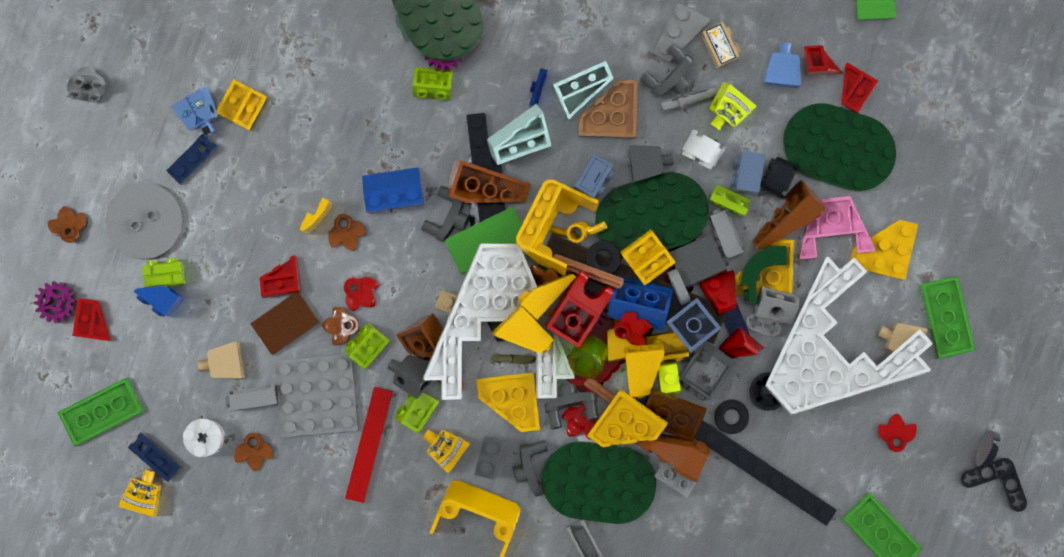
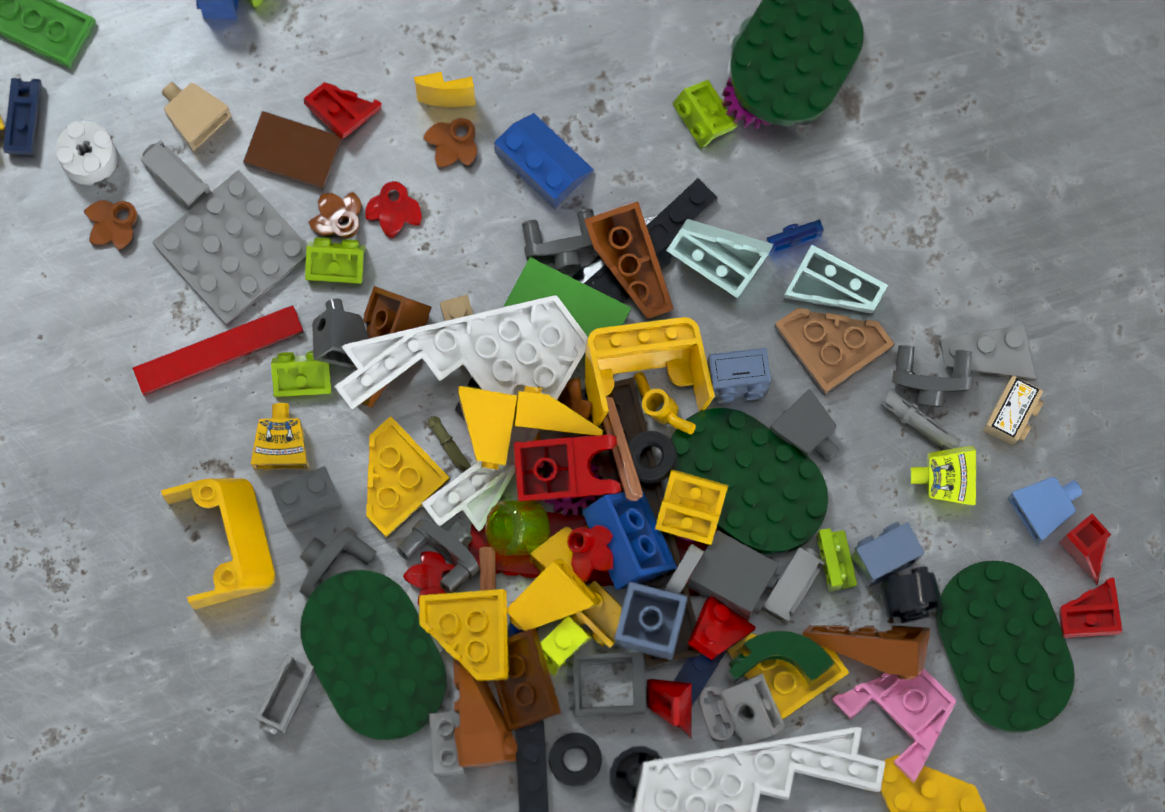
camera: 50 degrees right, 10 degrees down
(703, 149) = (873, 480): white brick -> none

